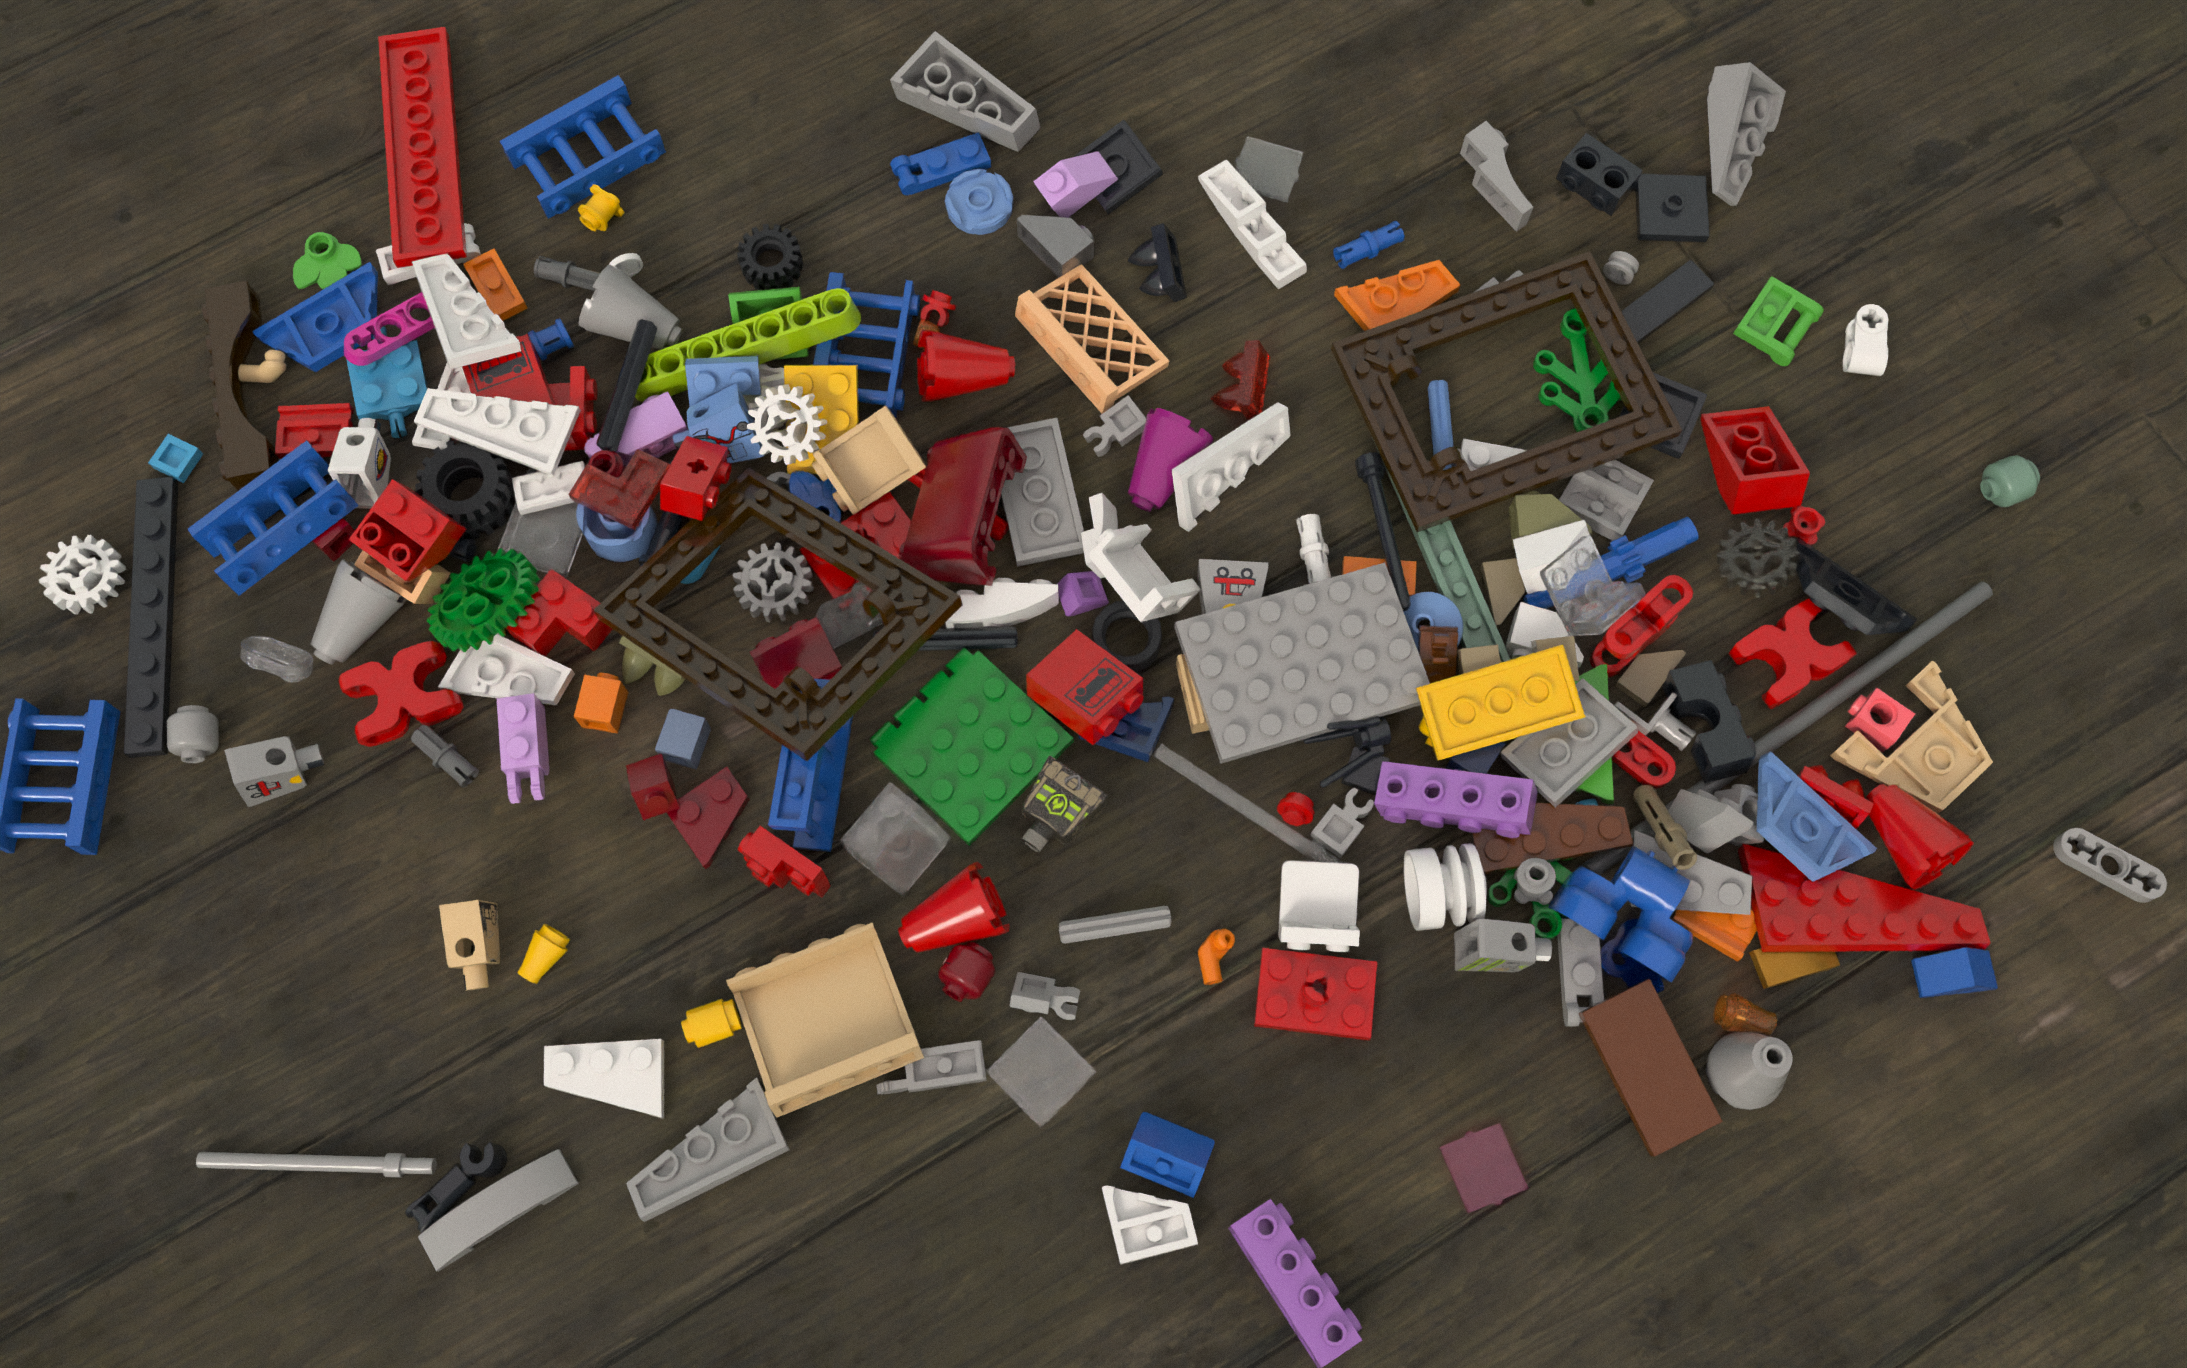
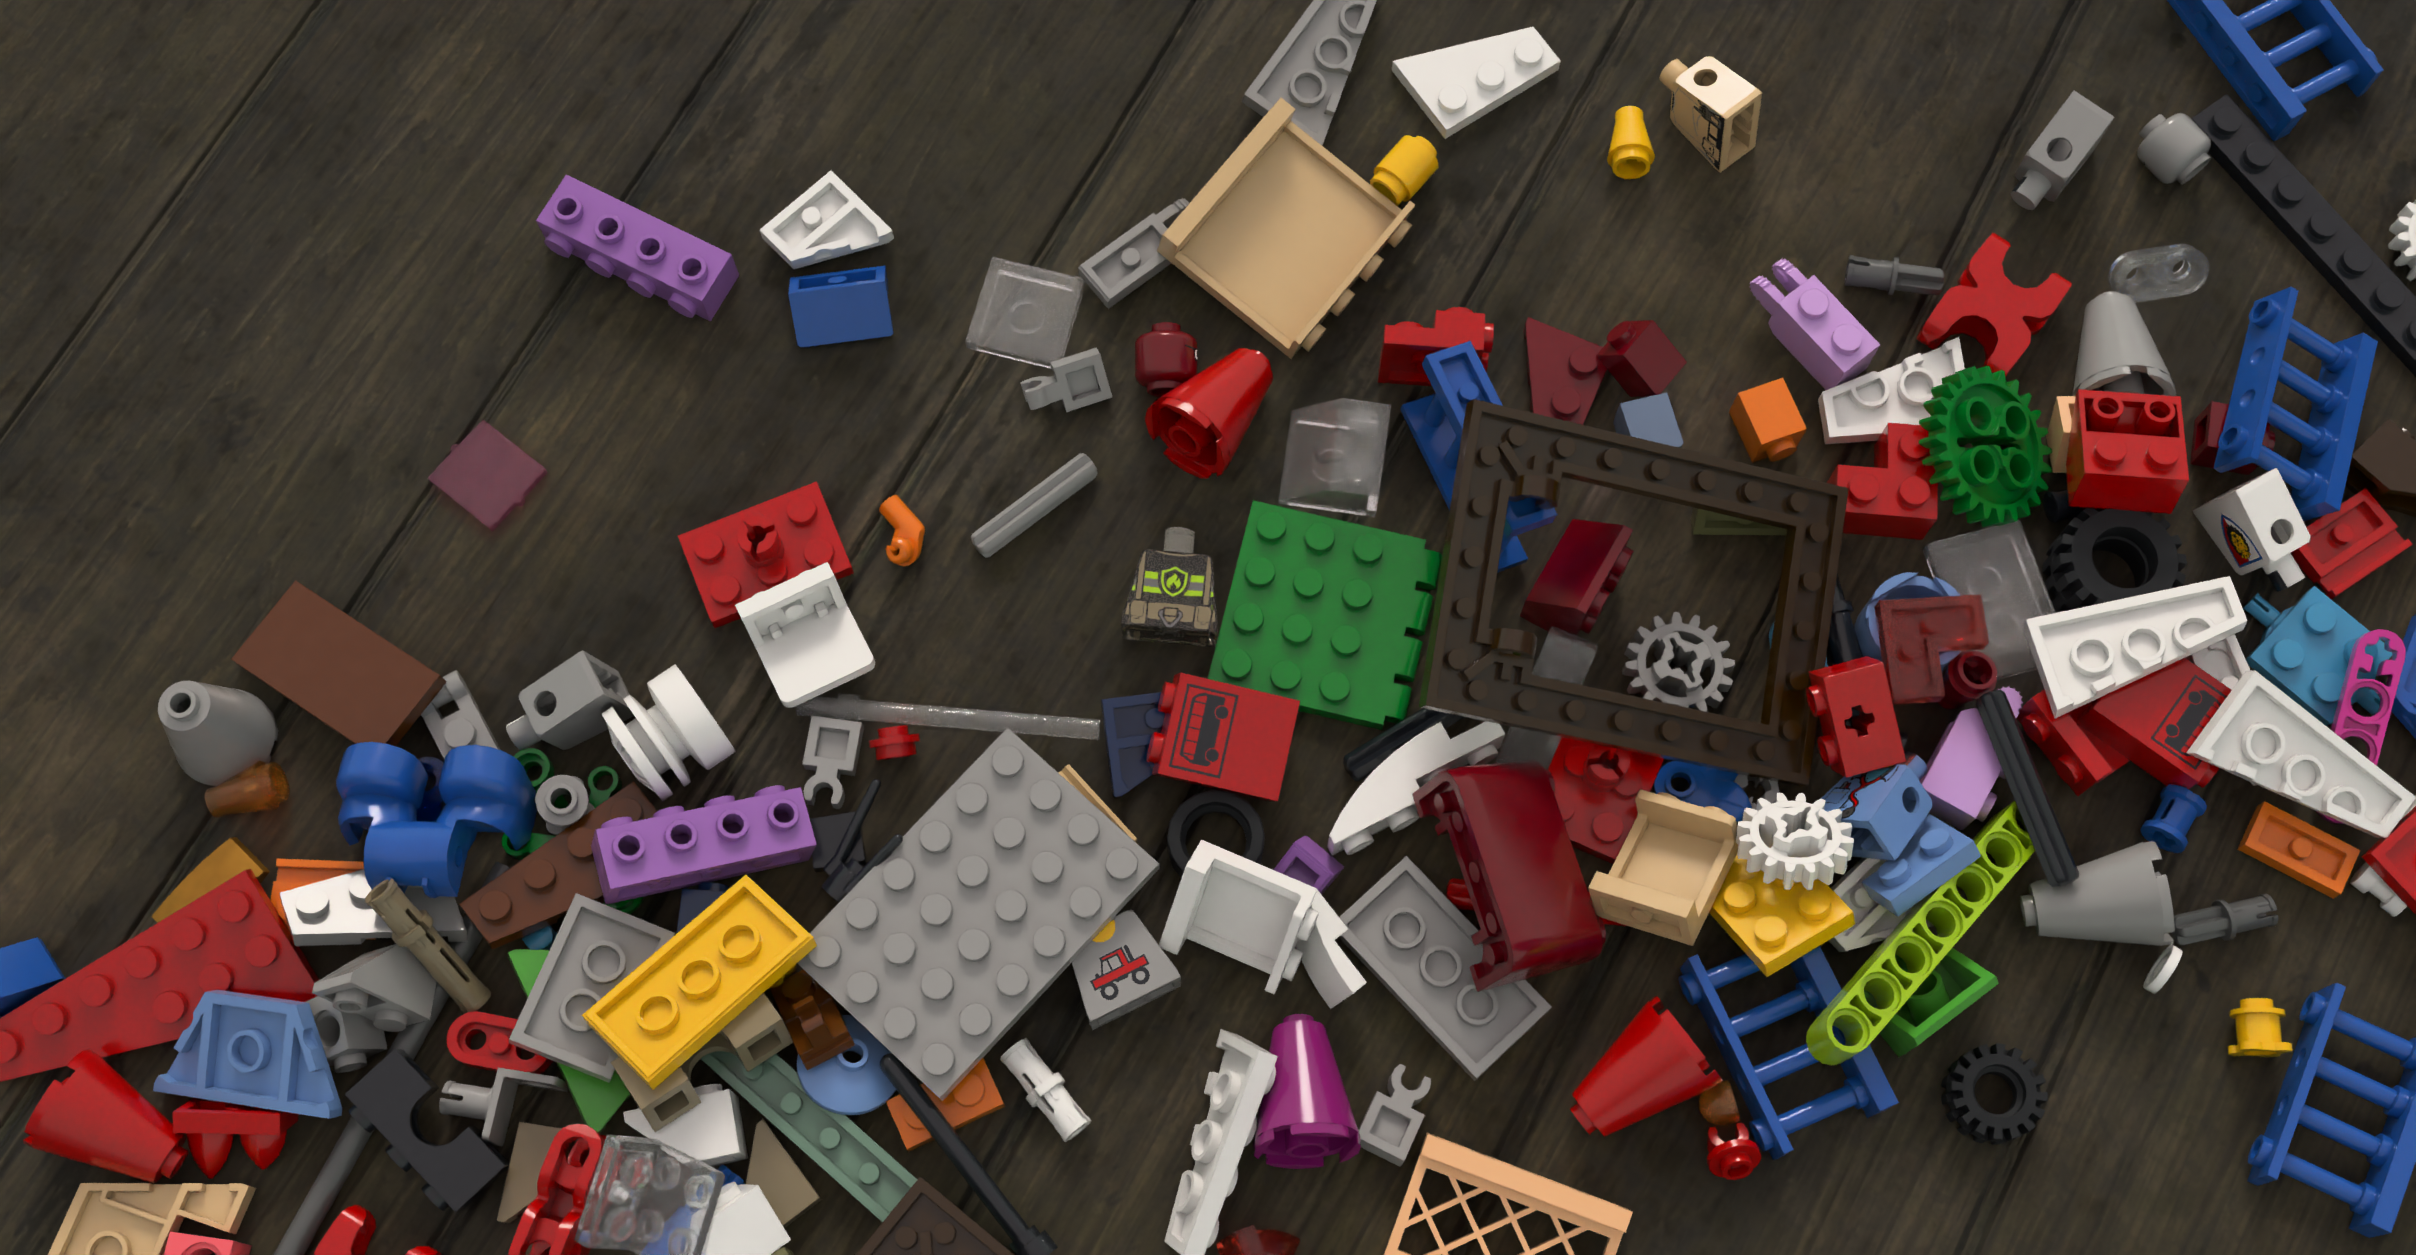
camera: 150 degrees right, 0 degrees up
(543, 491) = (2006, 623): white plate -> none

